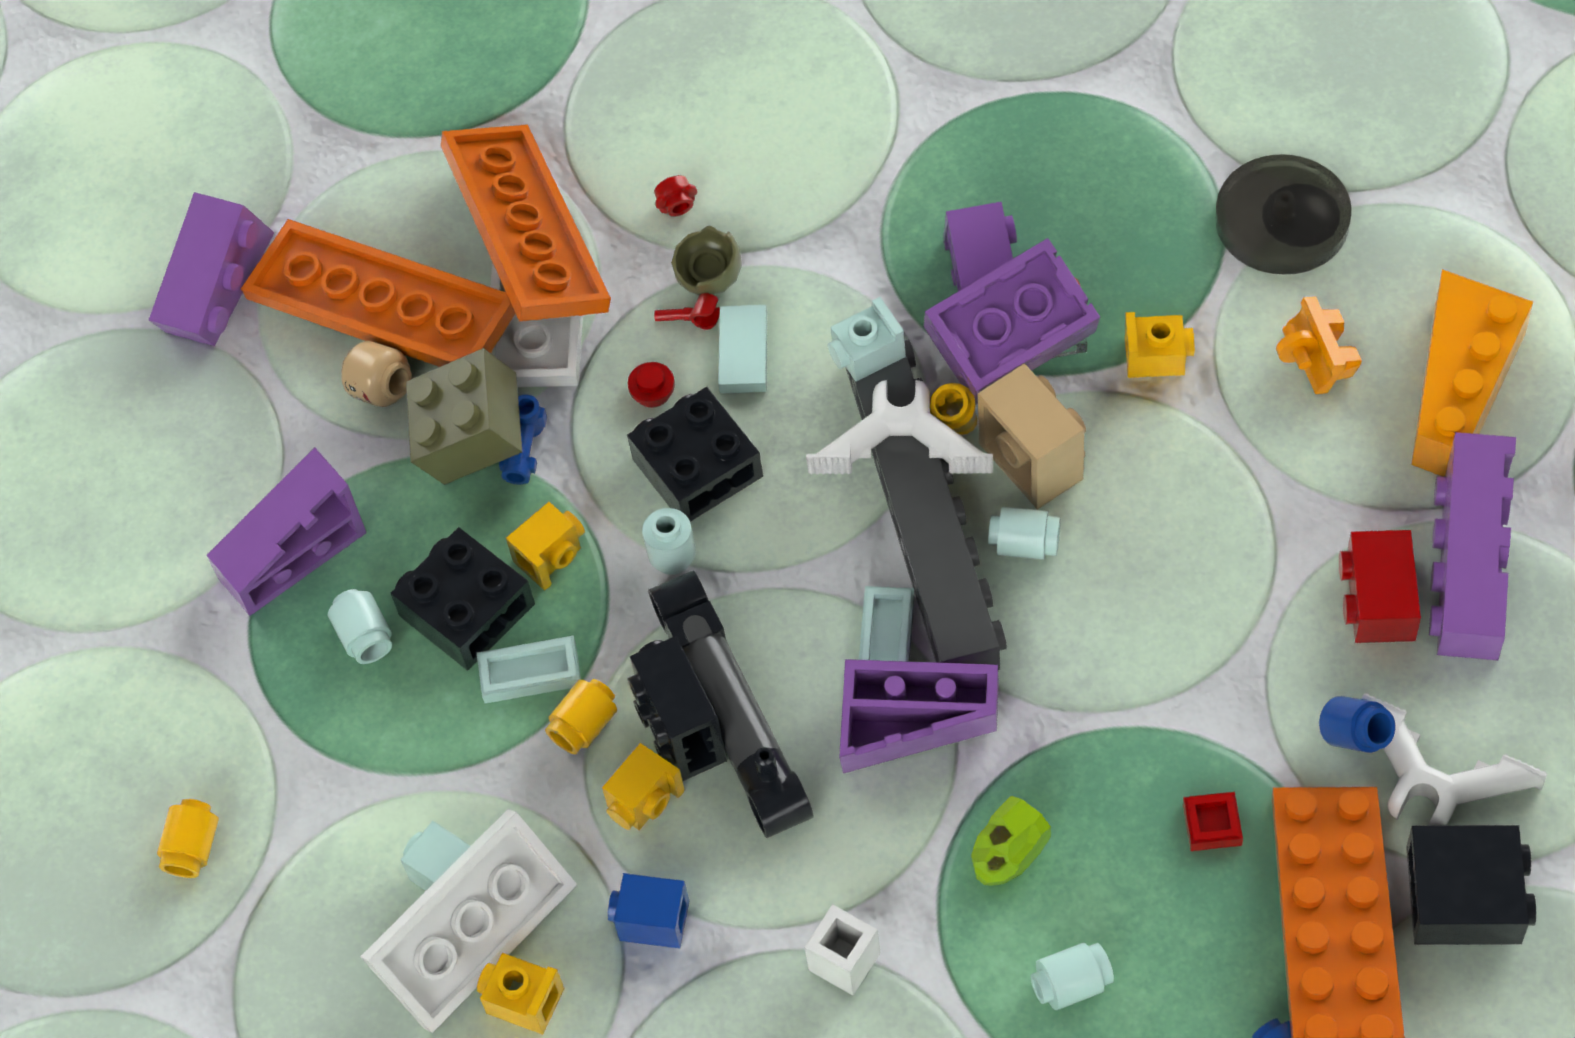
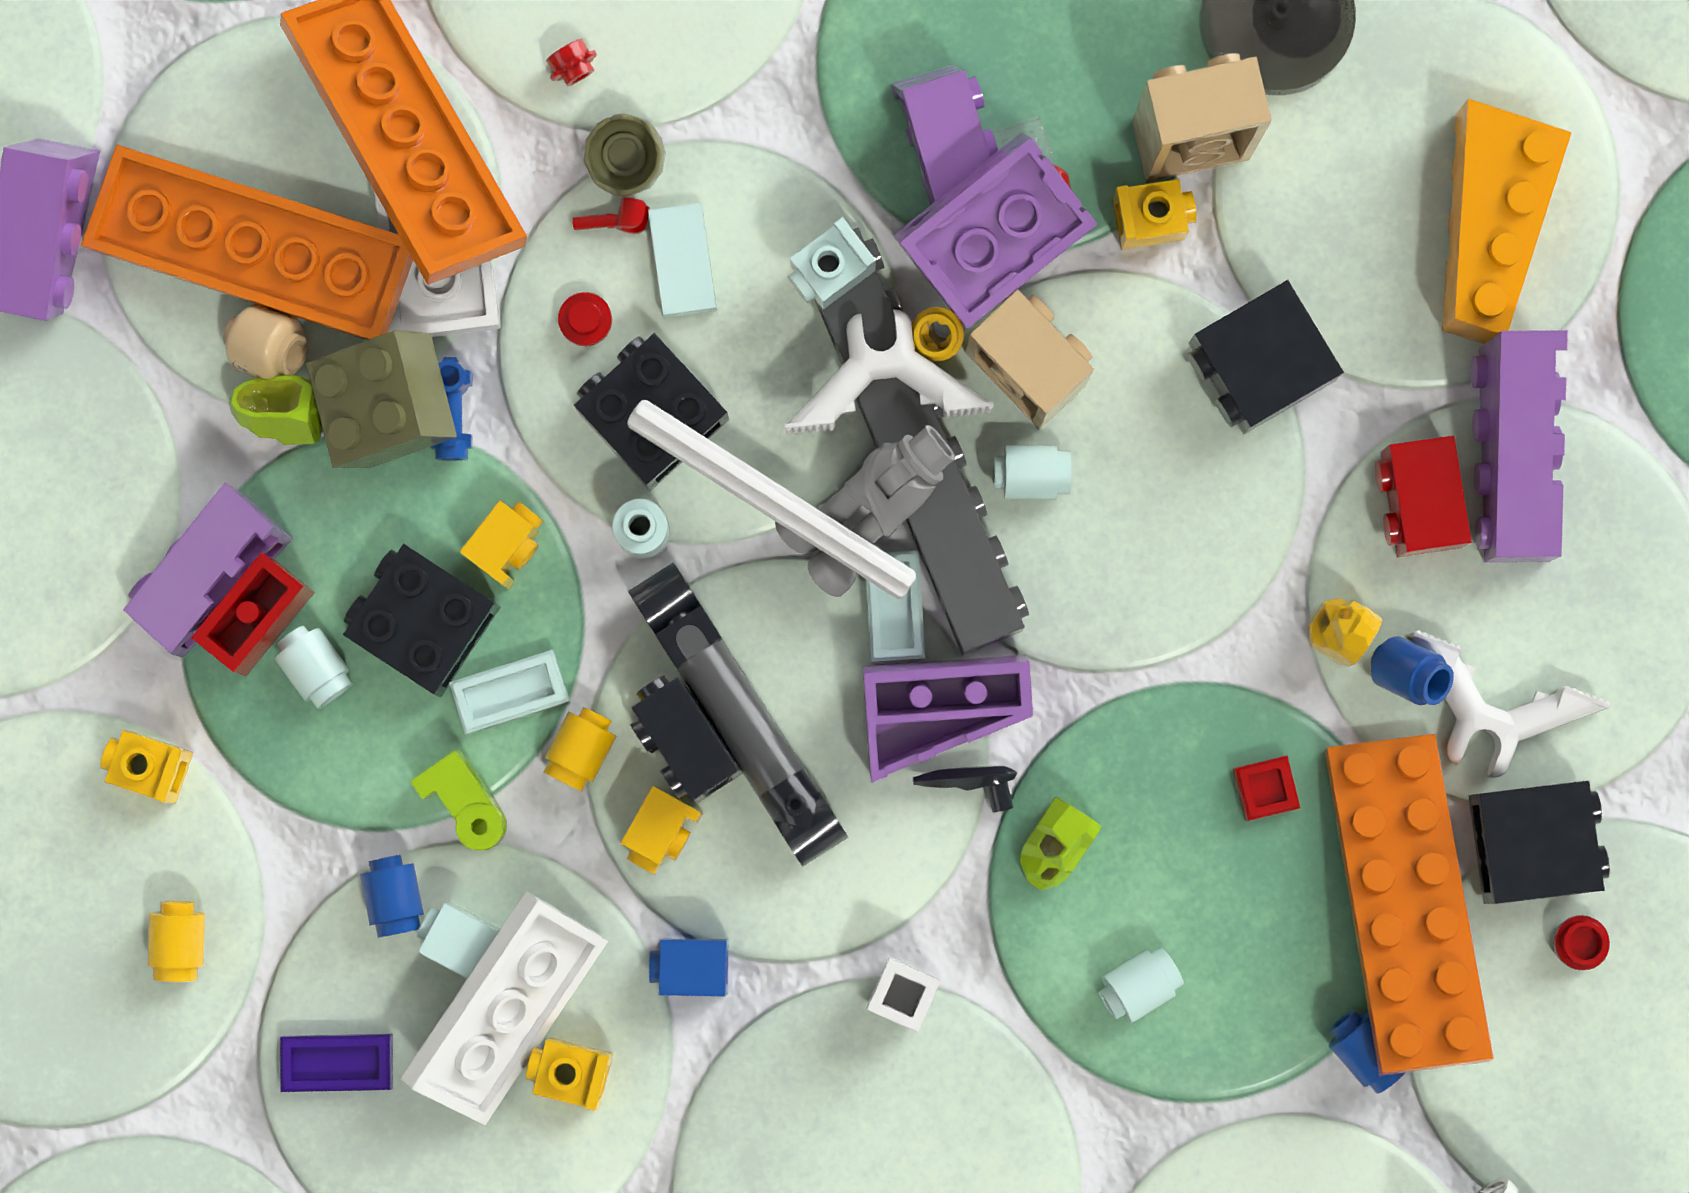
camera: 15 degrees left, 25 degrees up
(197, 691) = (164, 771): none -> yellow brick
(307, 964) = (336, 1062): none -> dark purple tile
(316, 572) = (252, 615): none -> red brick
(375, 422) = (278, 409): none -> lime rock
(387, 820) = (392, 896): none -> blue brick
(475, 753) = (477, 815): none -> lime leg
(787, 517) = (771, 499): none -> white axle
(890, 514) = (891, 486): none -> light grey piece
(939, 781) = (969, 778): none -> black bar
(1203, 258) = (1200, 117): none -> tan brick
(1243, 459) = (1263, 358): none -> black brick
(1297, 687) = (1343, 630): none -> yellow rock
(1313, 346) = (1328, 198): light orange hips -> none
(1508, 989) = (1581, 942): none -> red plate

